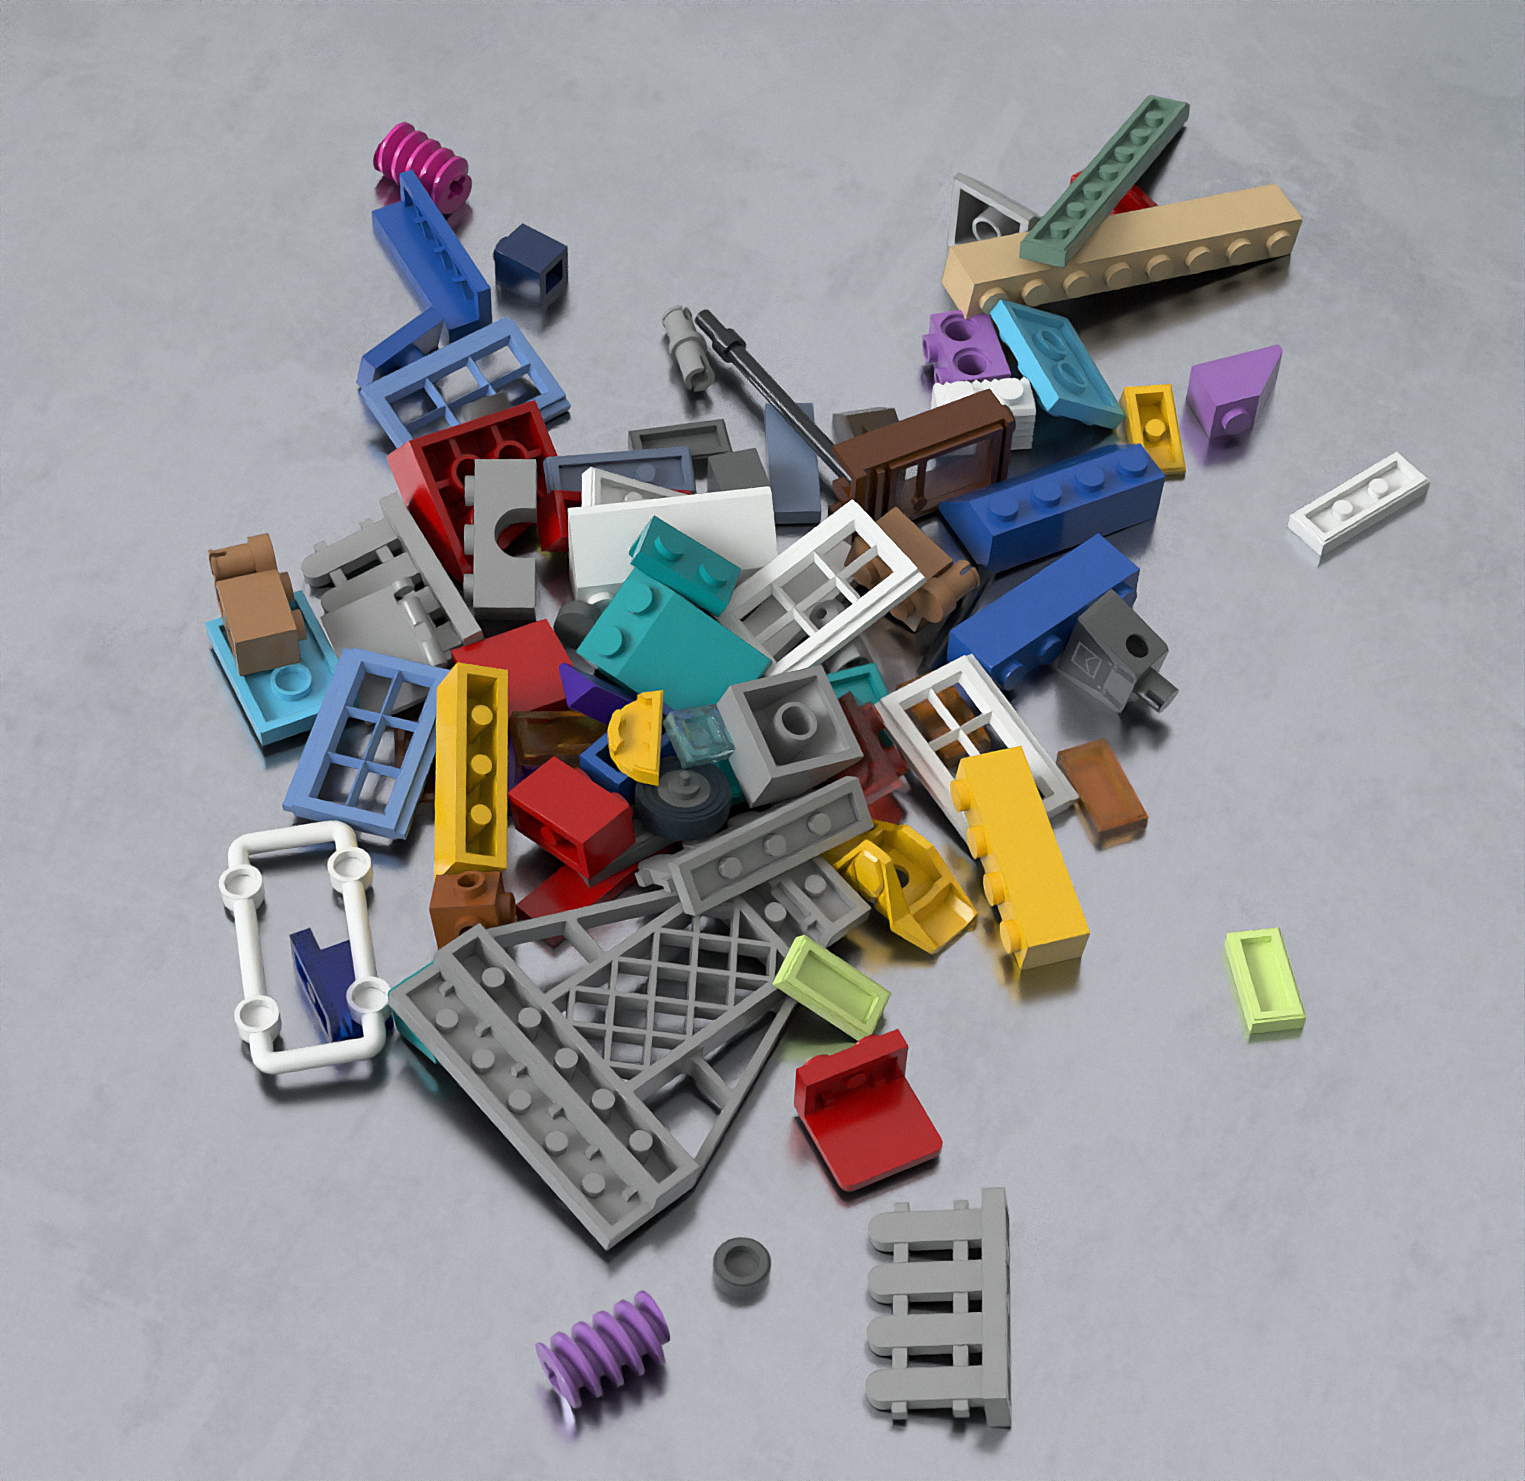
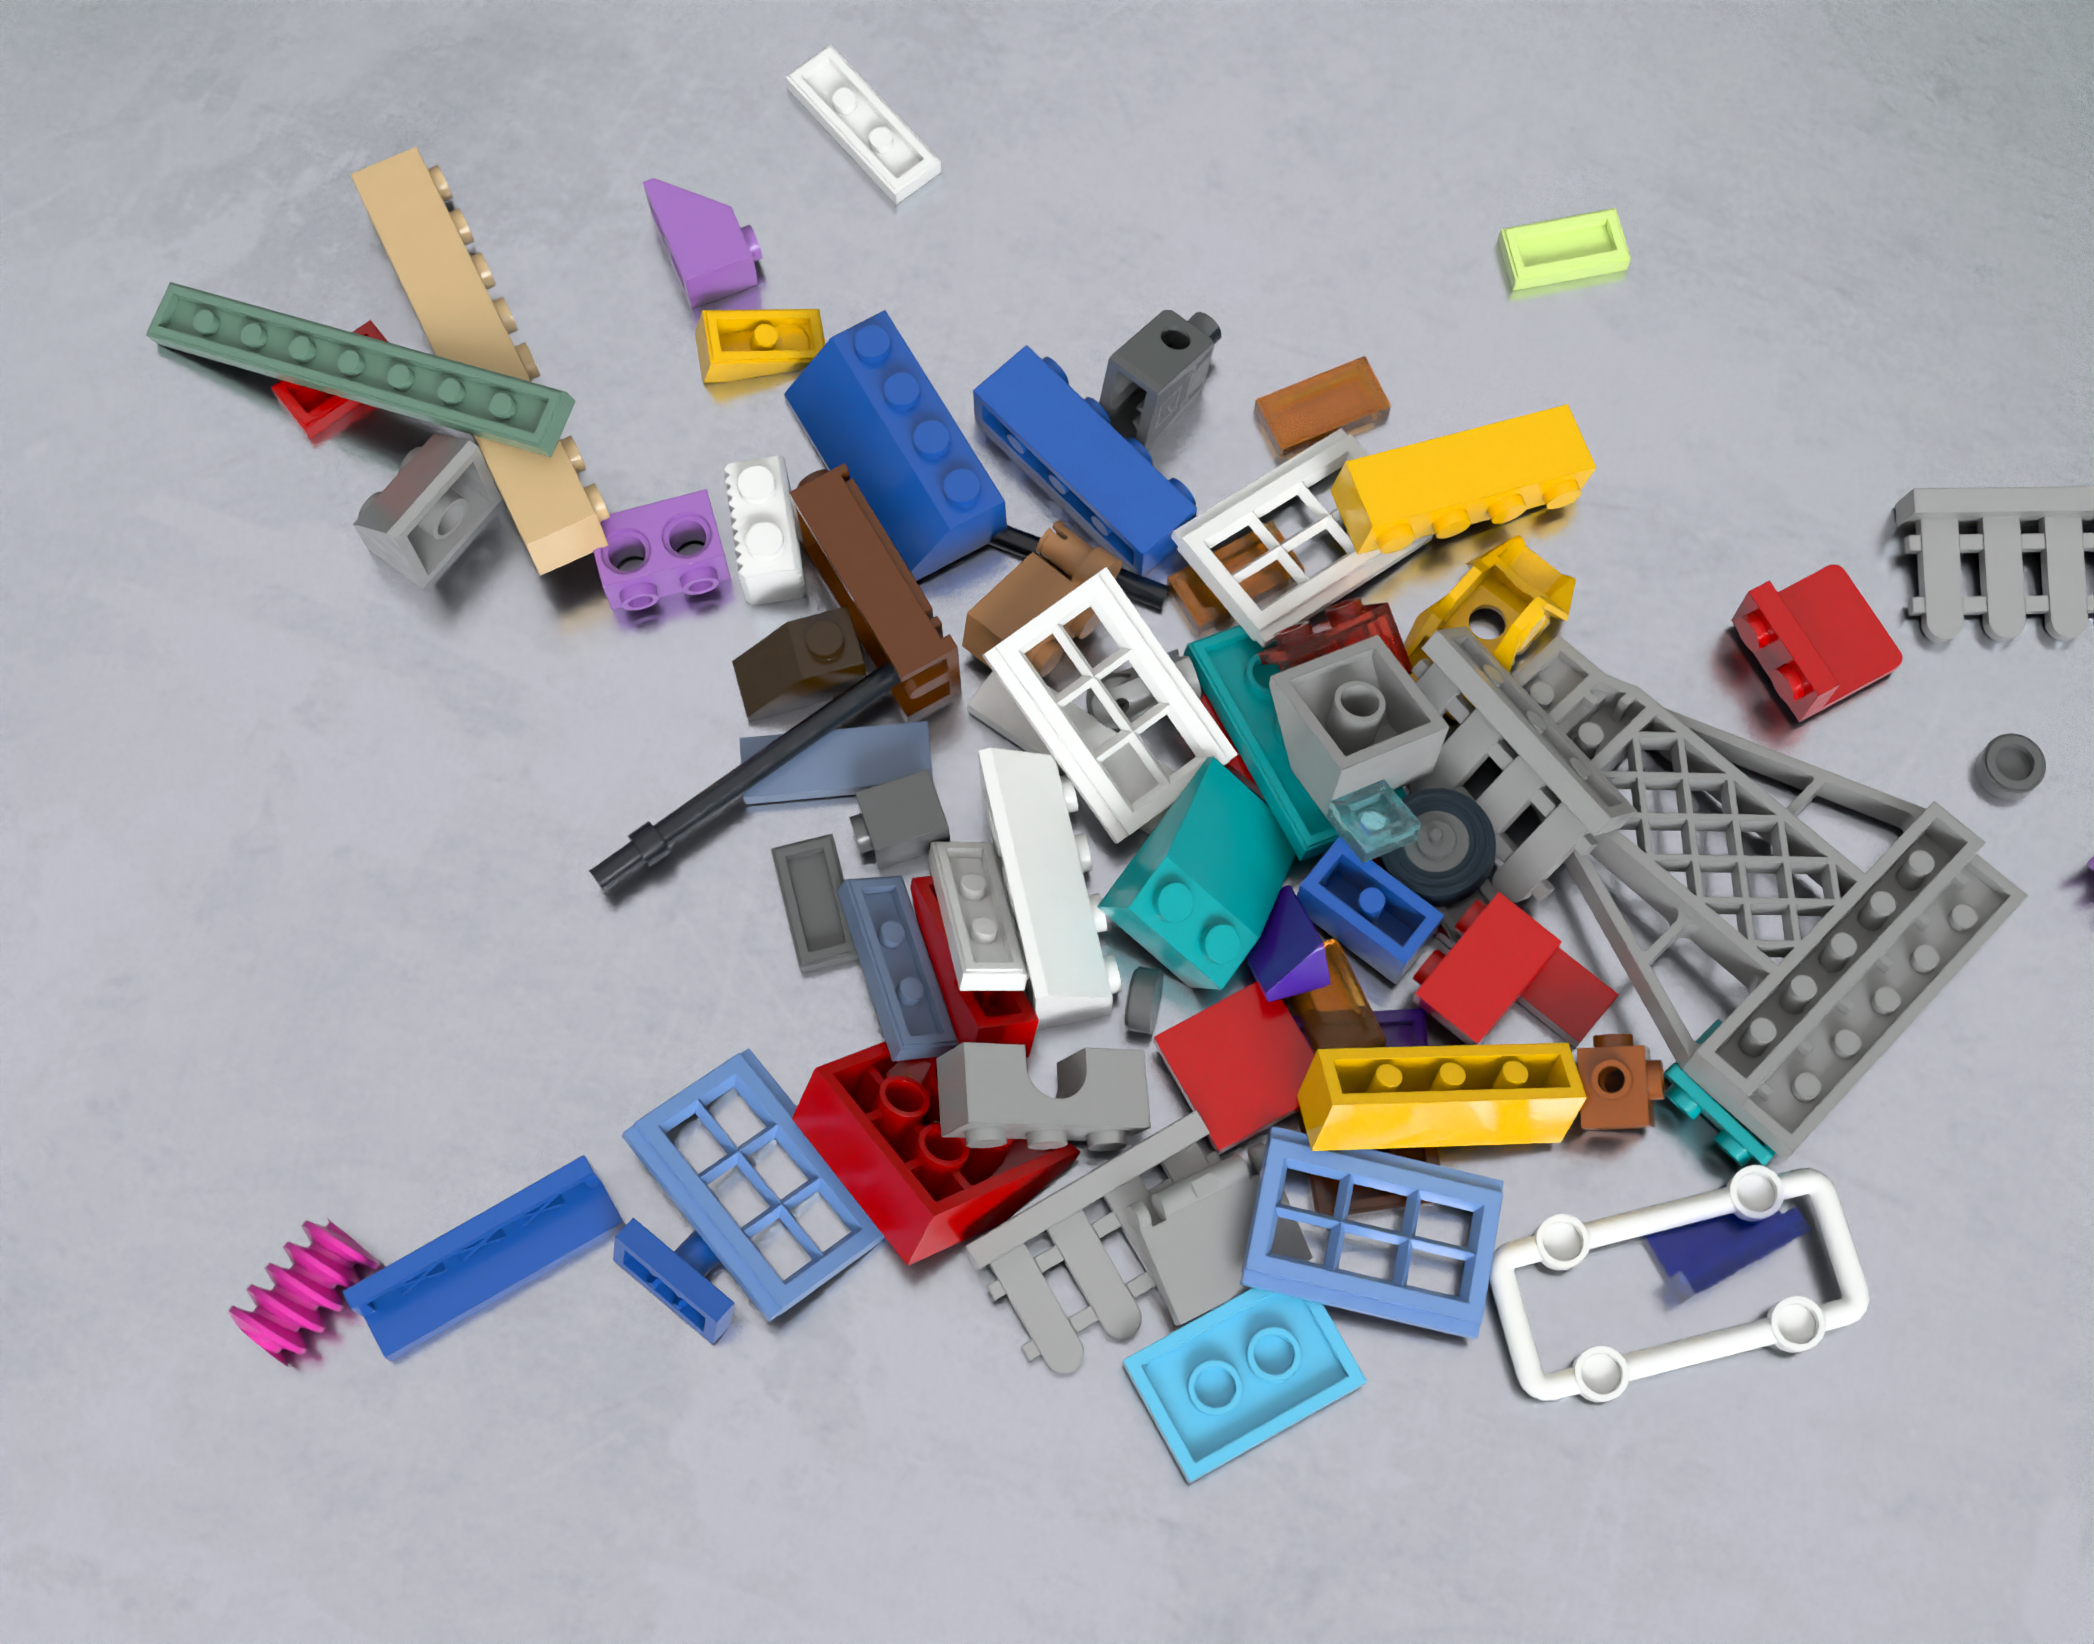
camera: 90 degrees left, 20 degrees up
(256, 606) = (1192, 1405): medium nougat hinge -> none
(485, 406) = (803, 1142): dark grey tile -> none
(531, 264) = (495, 1120): dark blue brick -> none
(636, 737) = (1378, 894): yellow tile -> none
(684, 565) = (1112, 851): teal bracket -> none
(688, 348) = (645, 900): light grey pin -> none
(831, 988) = (1670, 675): yellowish green tile -> none
(1057, 365) = (677, 440): medium azure plate -> none

